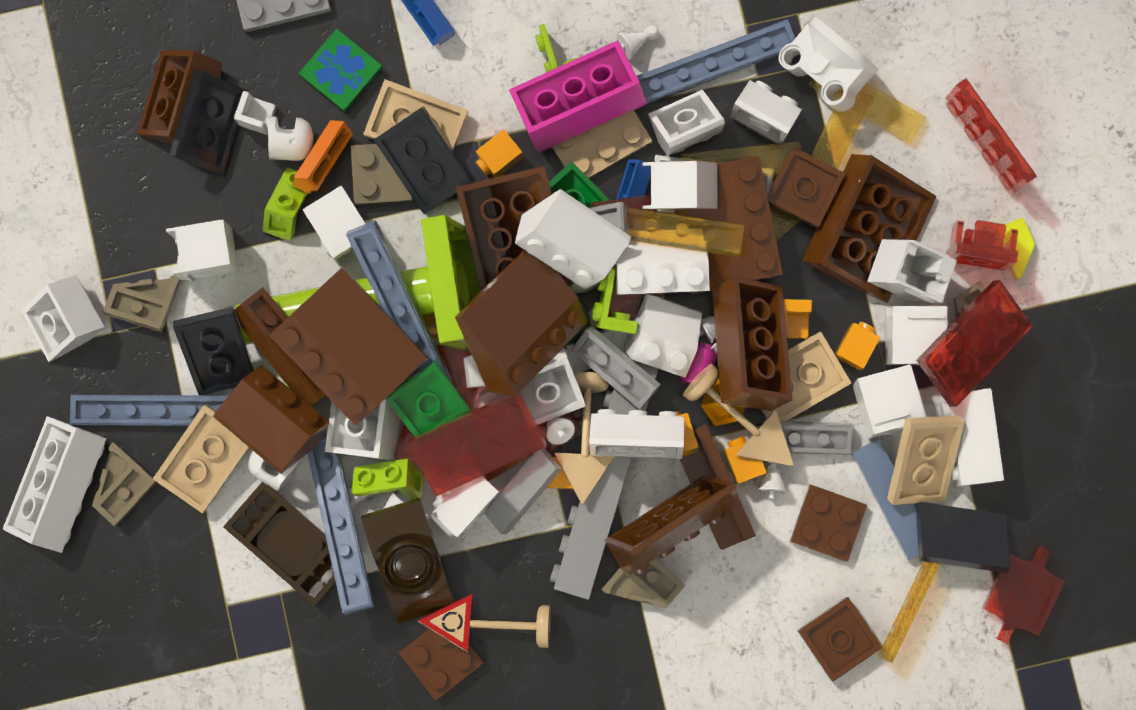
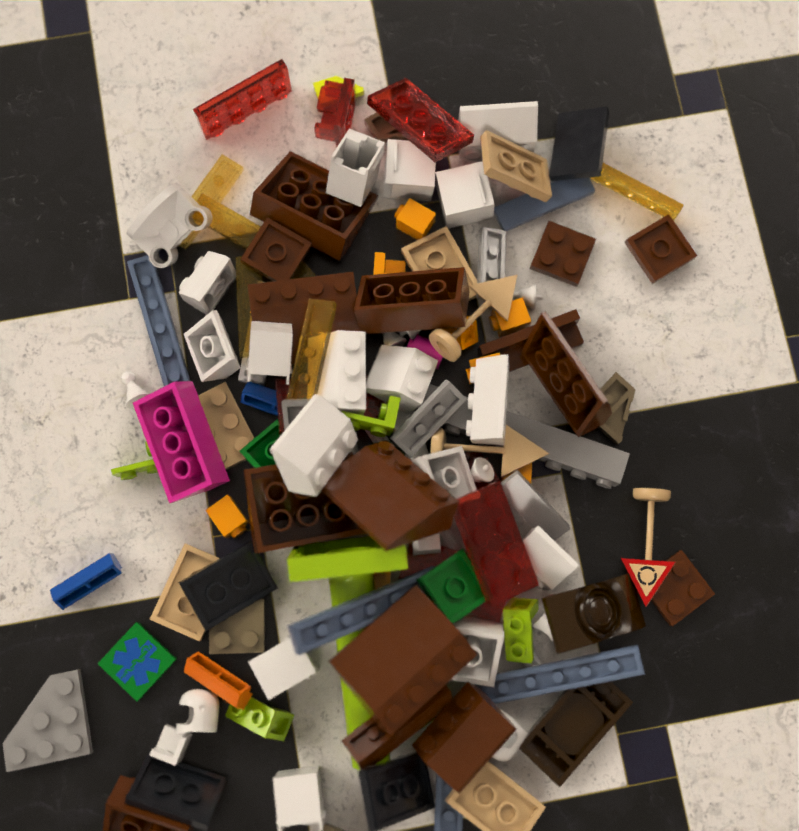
camera: 90 degrees left, 5 degrees down
(1023, 595) = (628, 102): clear red plate -> none

